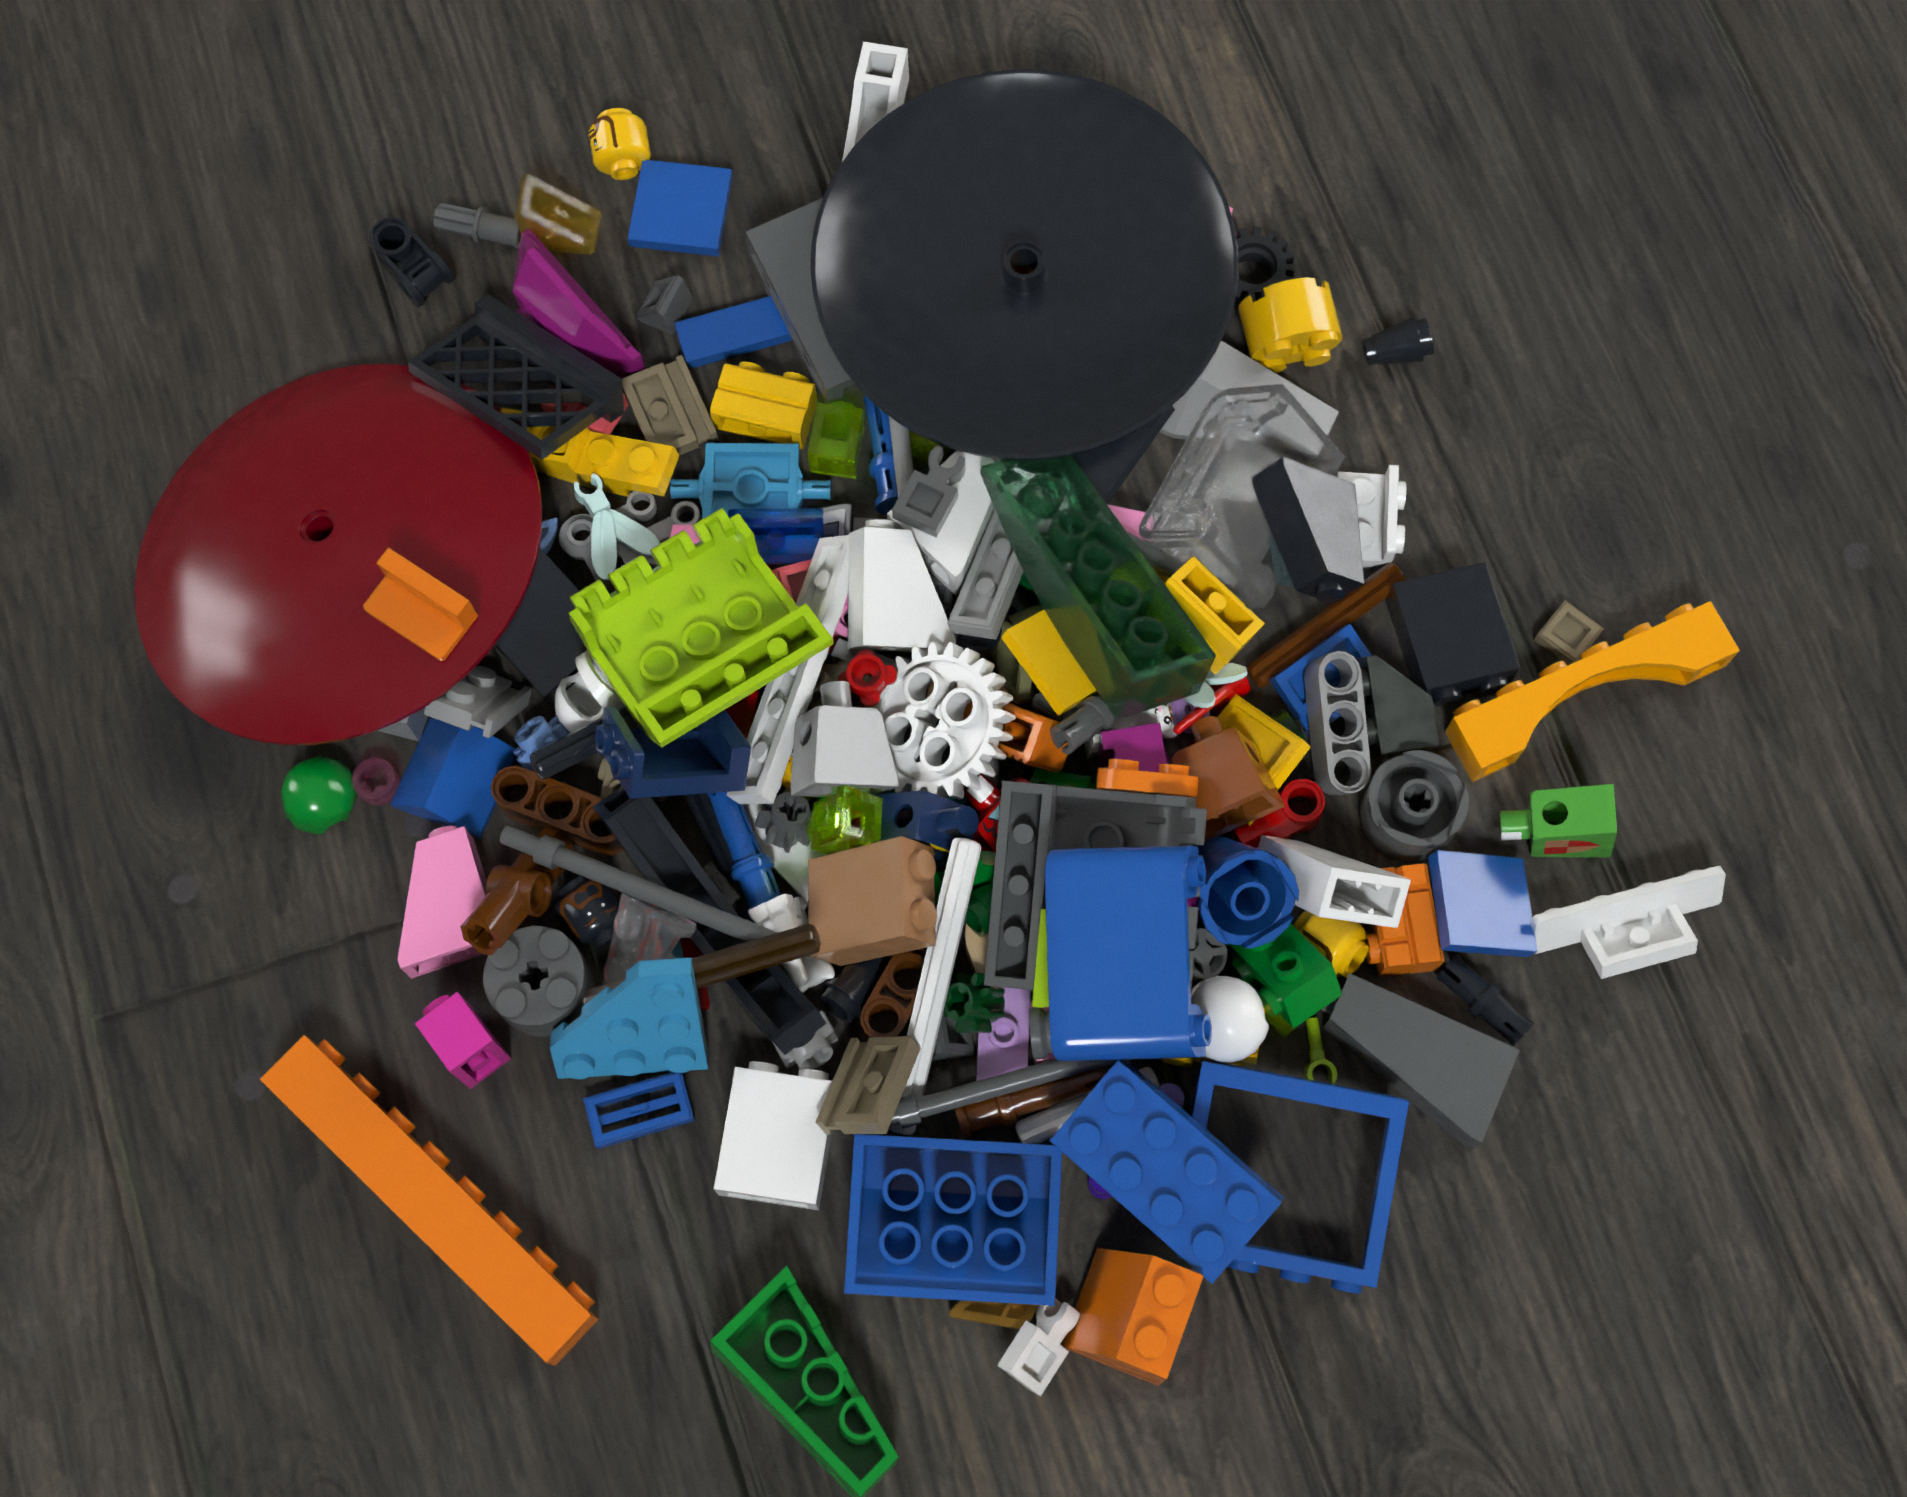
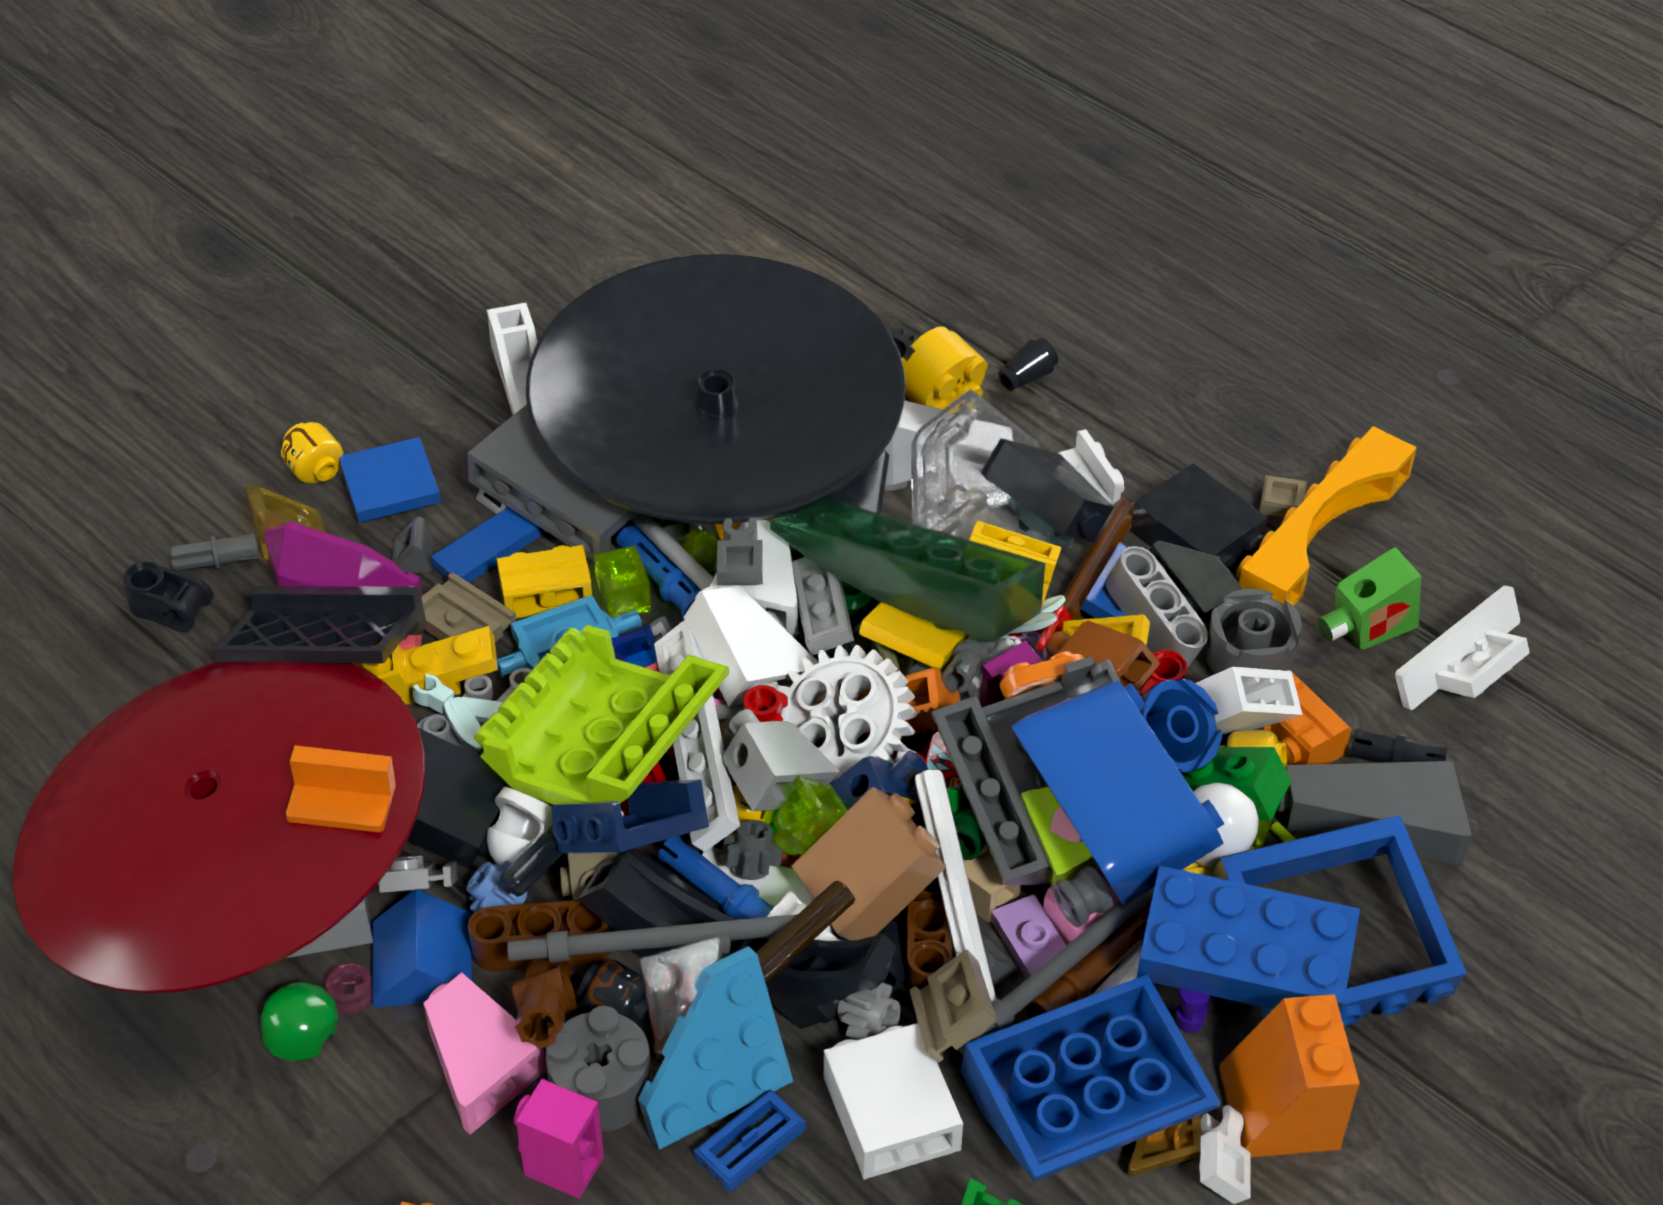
camera: 30 degrees left, 25 degrees down
(973, 1003) = (1012, 912): dark green gear -> none
(1482, 904) = (1350, 683): tile -> none

